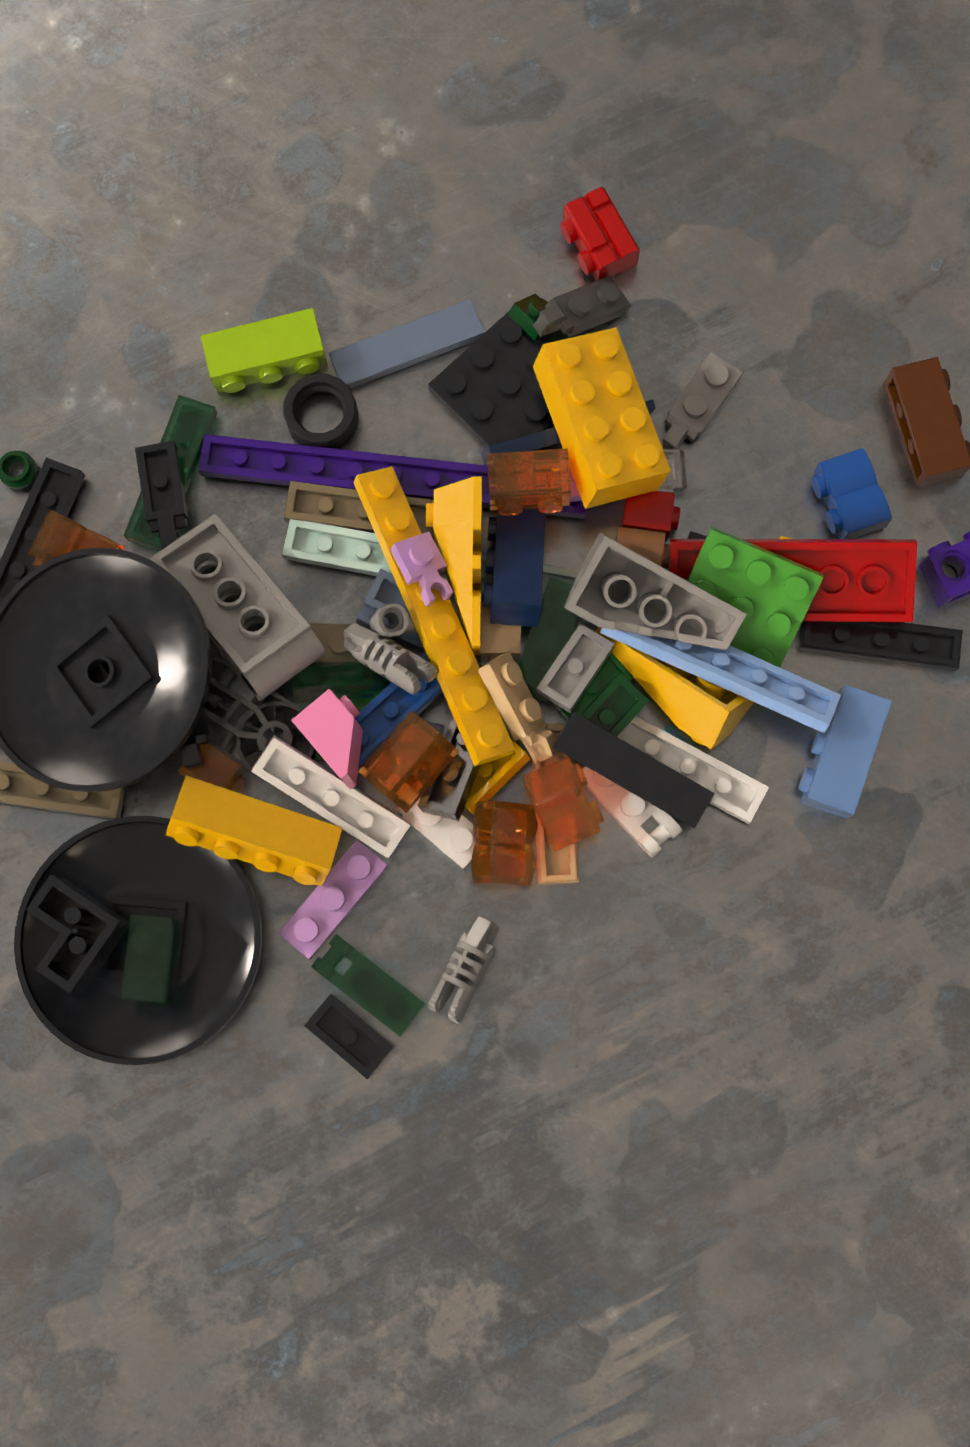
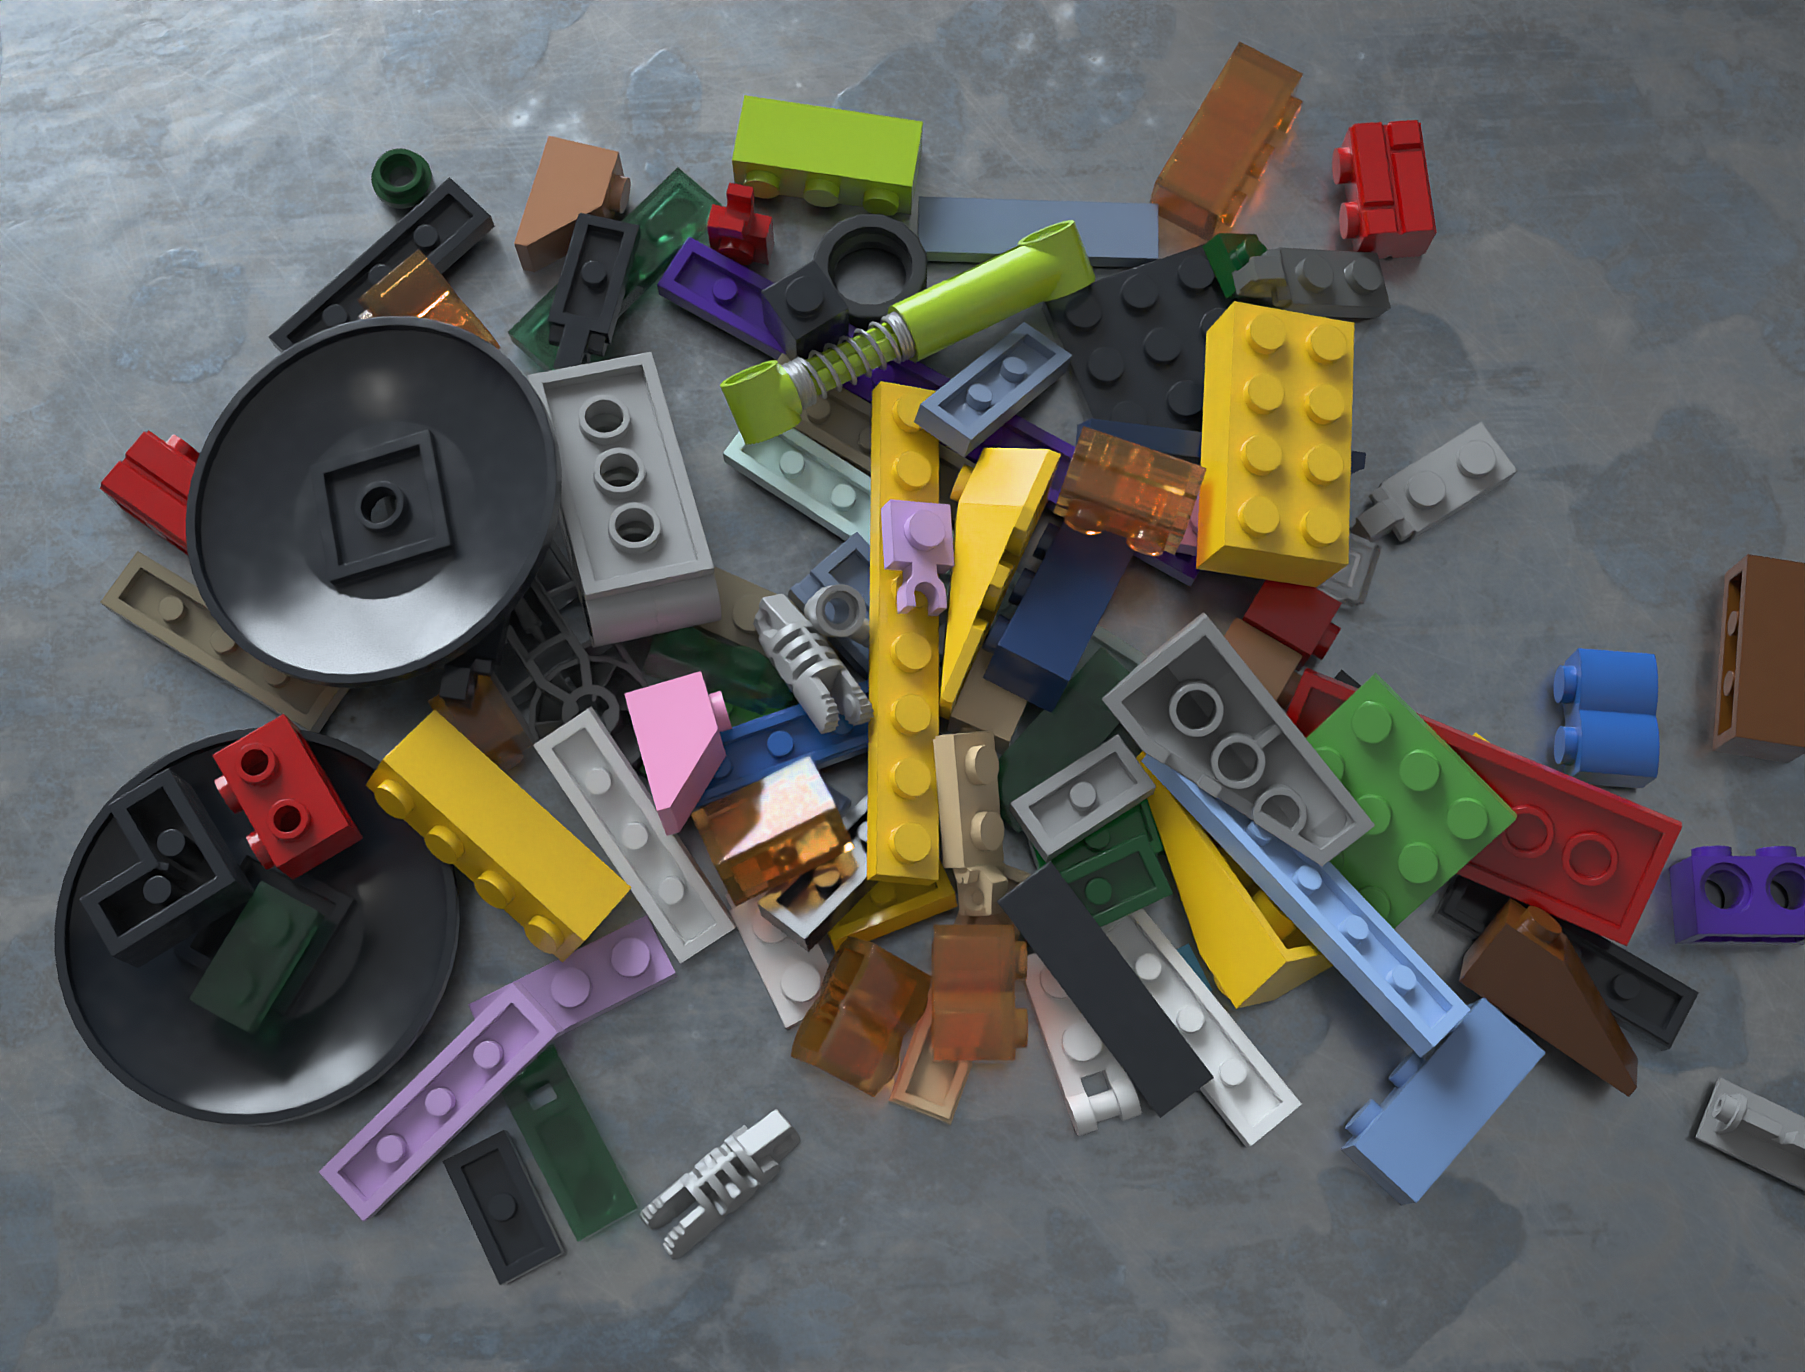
camera: 15 degrees right, 5 degrees down
(119, 432) = (568, 182): none -> nougat slope
(123, 862) = (285, 798): none -> red brick
(233, 418) = (738, 230): none -> red plate
(288, 992) = (441, 1101): none -> lavender plate
(295, 453) = (805, 312): none -> black brick
(420, 366) = (1041, 268): none -> lime piece
(423, 451) = (992, 389): none -> sand blue plate
(496, 245) = (1227, 142): none -> clear orange brick
(873, 662) = (1539, 980): none -> reddish brown slope

